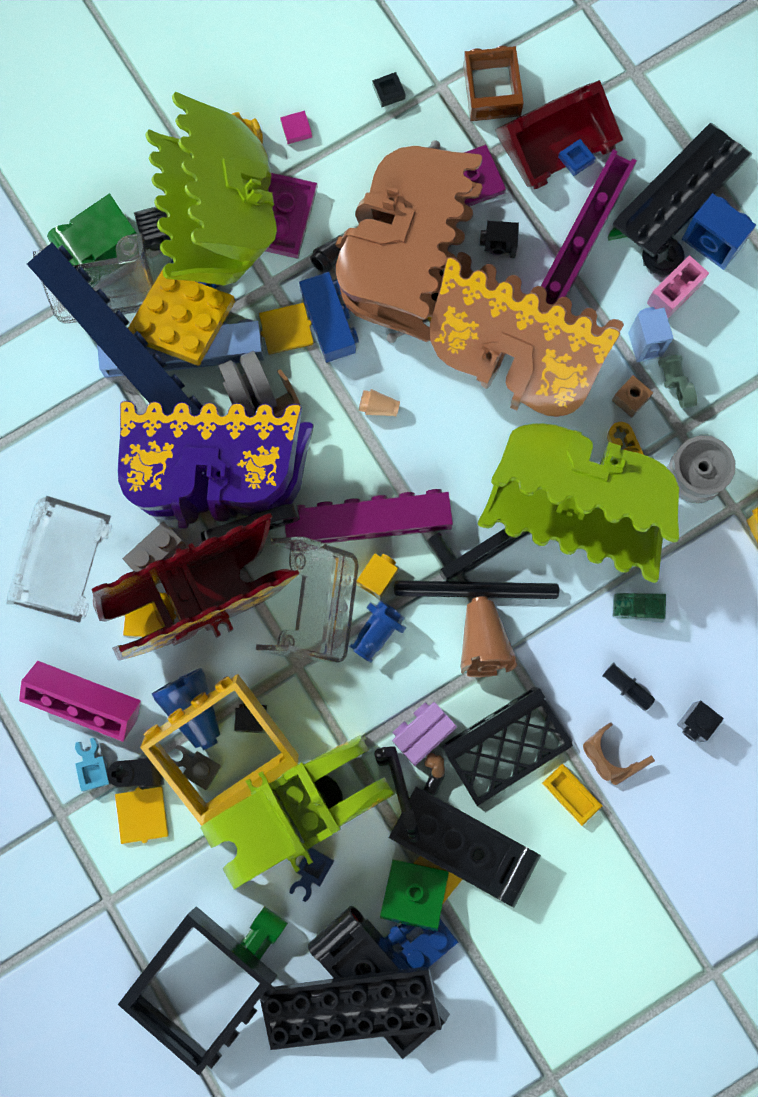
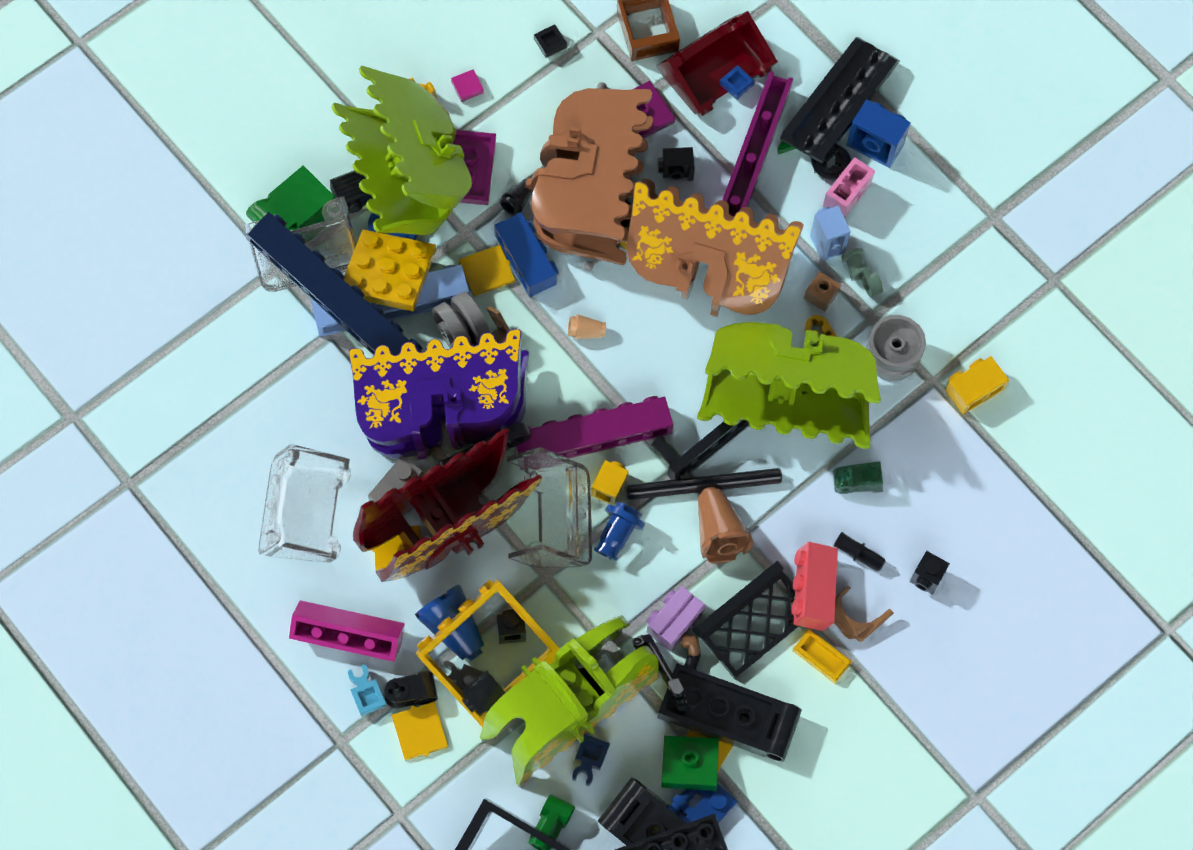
camera: 15 degrees left, 10 degrees down
(205, 797) = (482, 693): none -> black brick
(576, 721) = (815, 586): none -> coral brick

